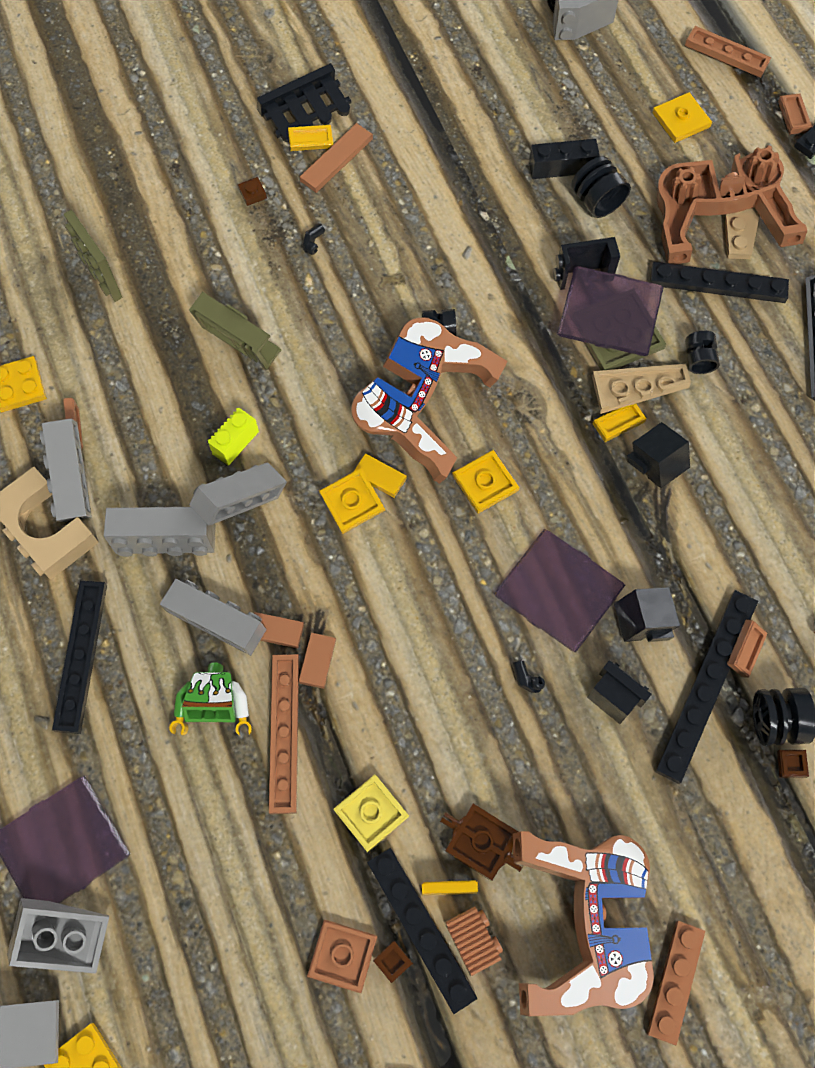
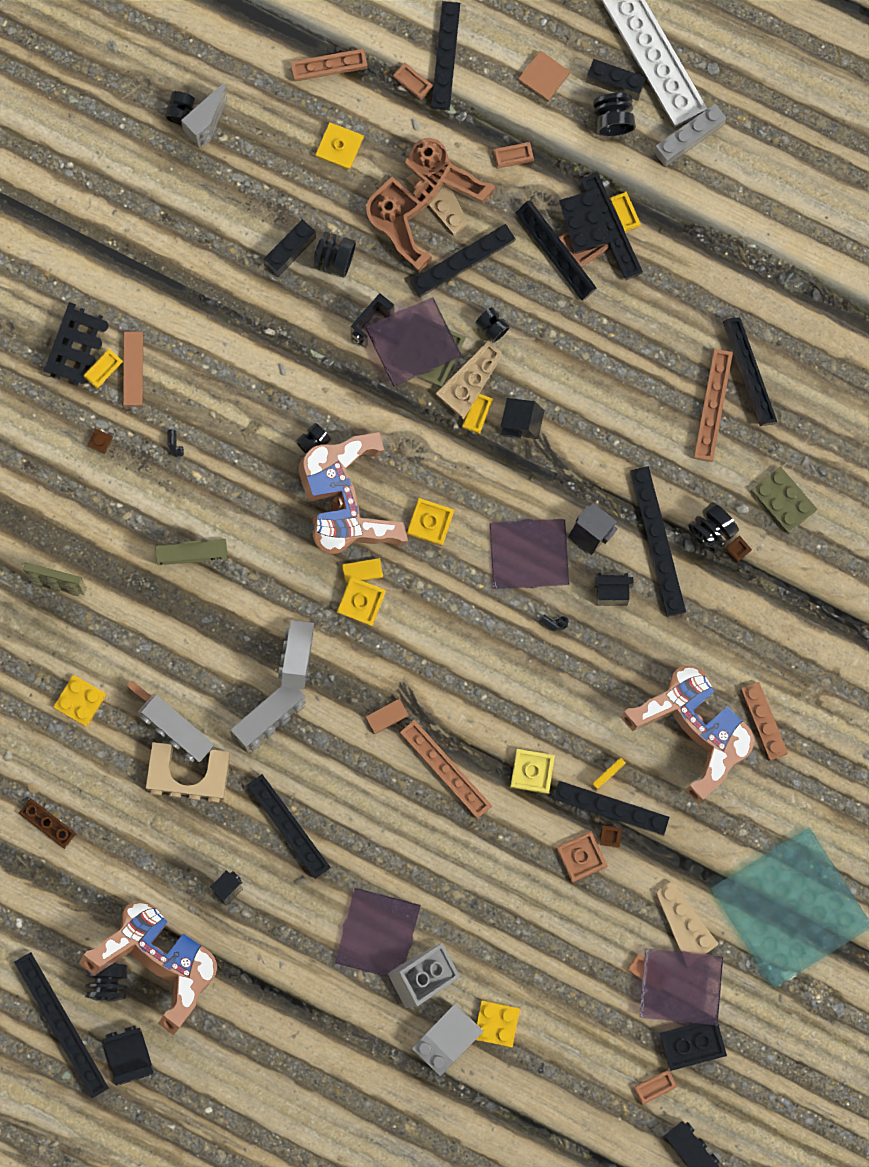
camera: 45 degrees left, 10 degrees up
(210, 698) = (389, 785): torso -> none
(213, 616) = (345, 739): light grey brick -> none
(233, 436) = (253, 621): neon yellow brick -> none
(317, 660) = (427, 713): nougat tile -> none
(473, 940) = (643, 790): nougat brick -> none
(481, 842) = (605, 735): reddish brown plate -> none
(747, 648) = (664, 501): nougat tile -> none

